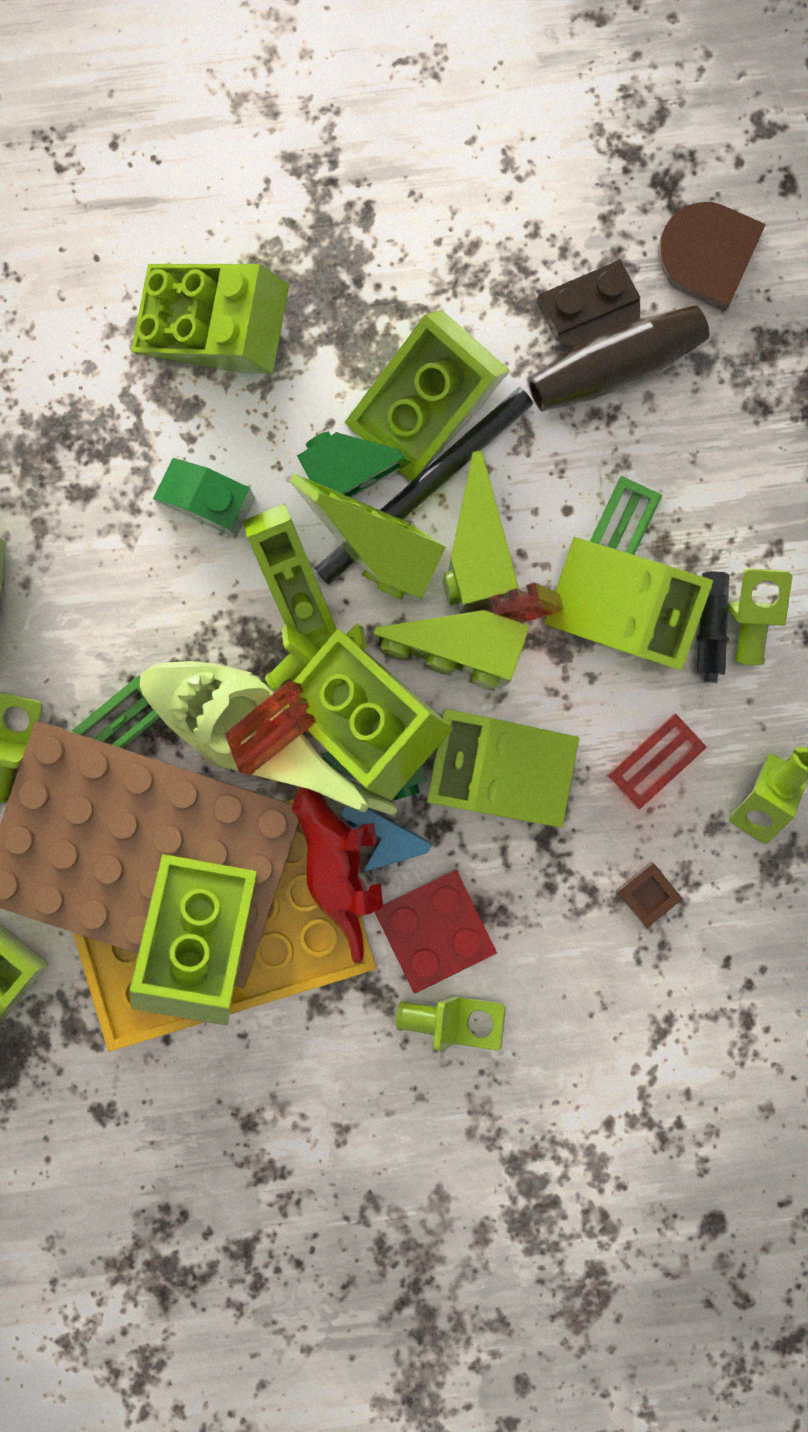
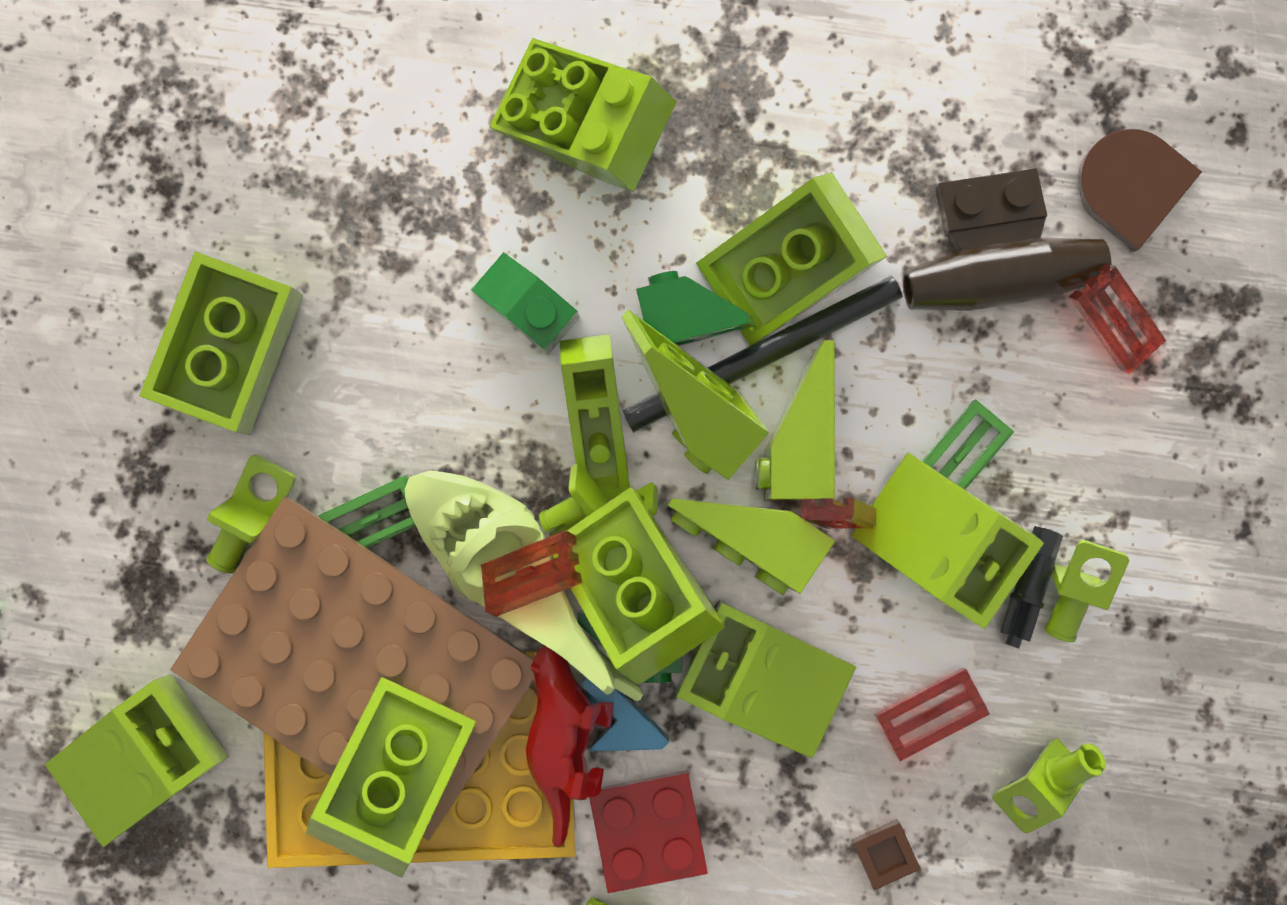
camera: 15 degrees right, 0 degrees up
(699, 349) = (1095, 290): none -> clear red tile

